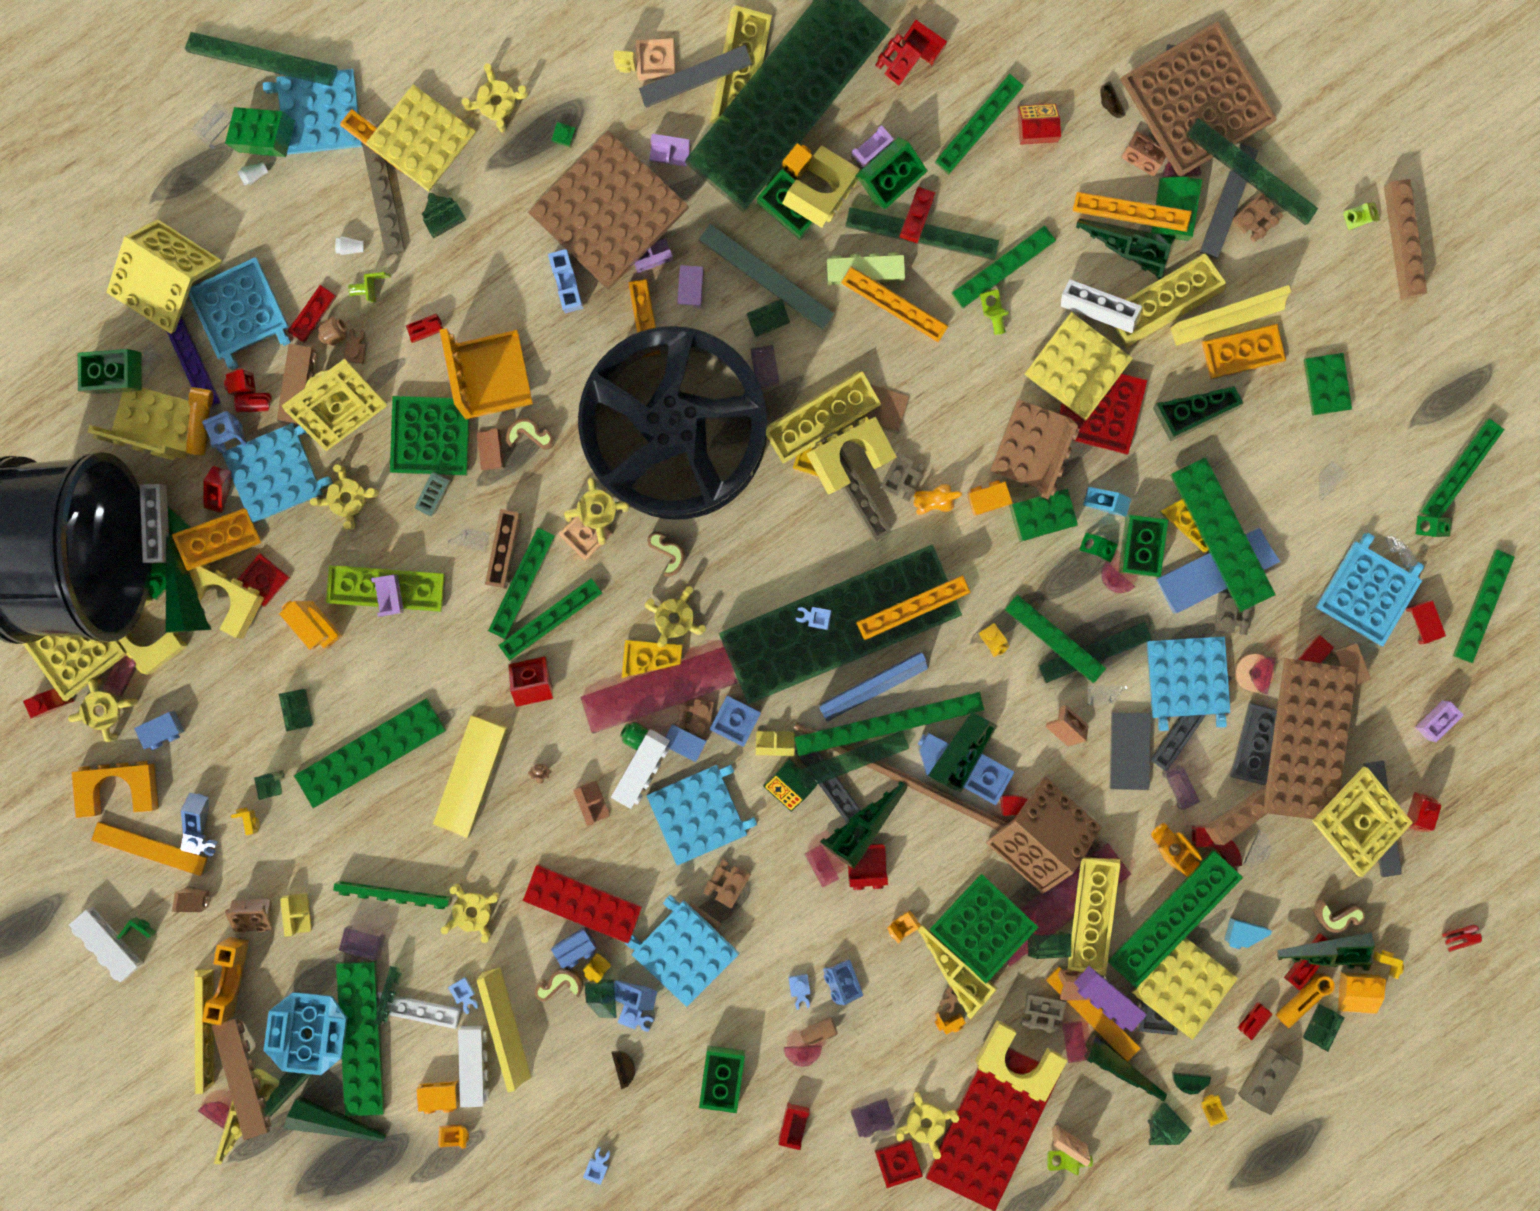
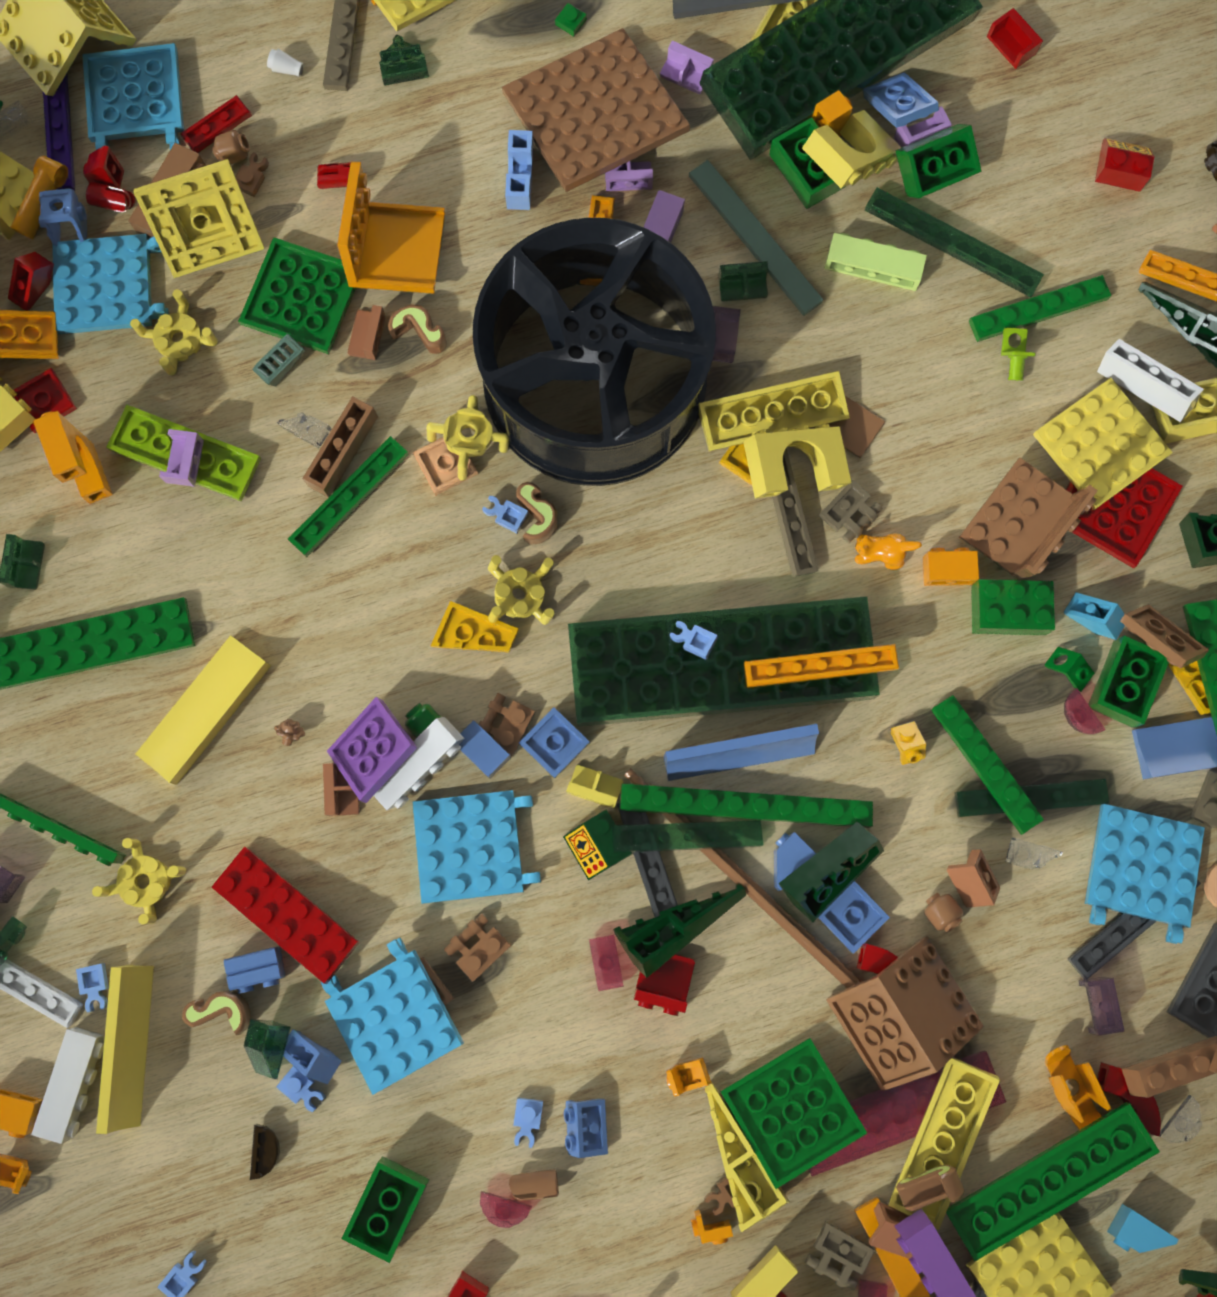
camera: 20 degrees right, 10 degrees down
(368, 286) = (290, 113): lime bracket -> none
(530, 681) = (317, 616): red slope -> none
(550, 619) = (368, 549): green plate -> none
(596, 968) = (273, 1005): yellow bracket -> none
(605, 769) = (371, 749): none -> medium lavender plate
(647, 560) = (508, 515): none -> light blue plate
(658, 690) = (471, 675): clear pink plate -> none
(847, 129) = (900, 100): none -> medium blue plate
(894, 304) = (899, 307): light orange tile -> none
(904, 61) = (985, 50): red plate -> none
(917, 215) = (954, 218): red plate -> none
(979, 124) = (1054, 143): green plate -> none
(1049, 945) = (874, 1164): clear green panel -> none
(1052, 756) = (943, 912): none -> medium nougat head
(1091, 950) = (930, 1187): none -> medium nougat animal
(1130, 751) = (1045, 938): dark grey tile -> none
(1159, 505) = (1164, 636): none -> medium nougat plate

